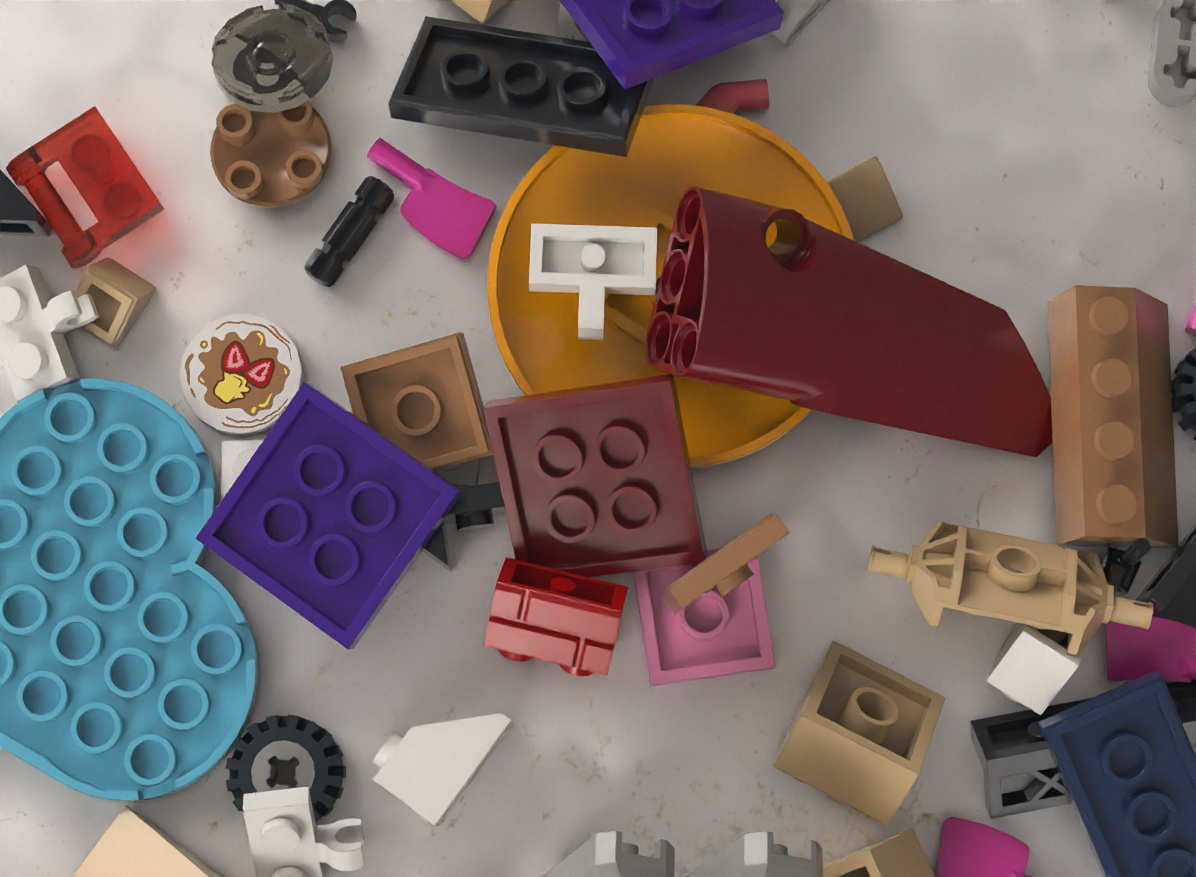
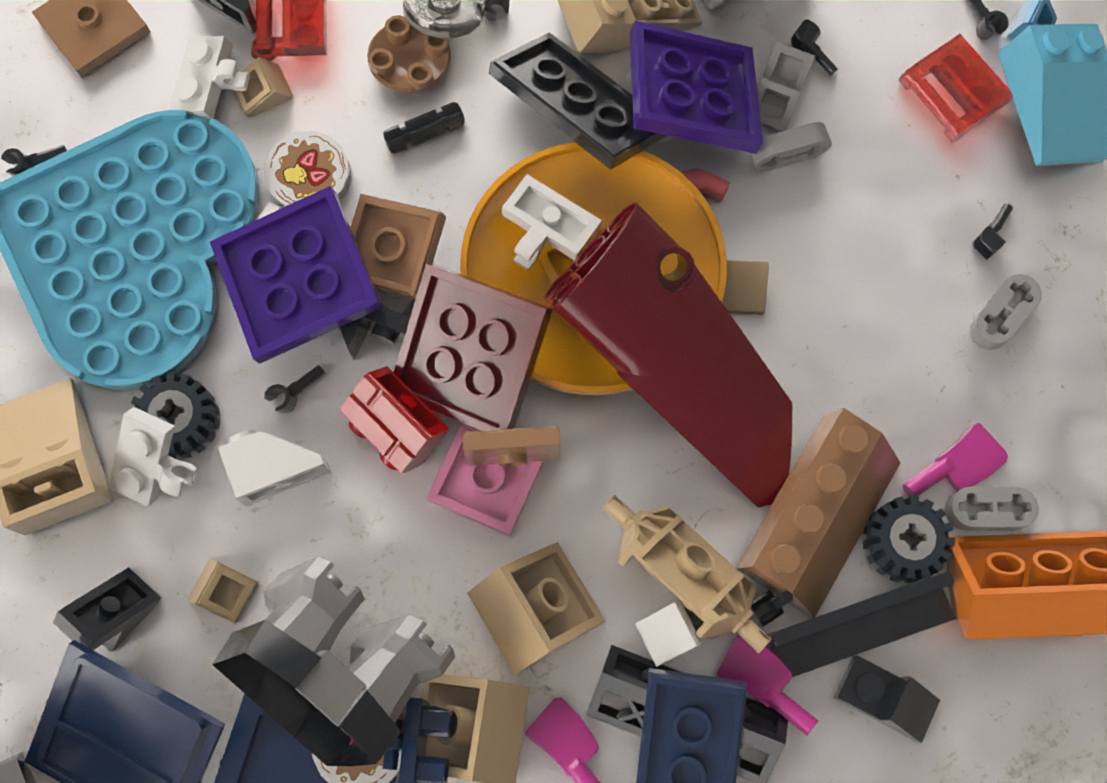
camera: 30 degrees right, 5 degrees down
(406, 649) = (293, 390): none -> black hand
(436, 206) = (484, 143): dark pink piece -> none

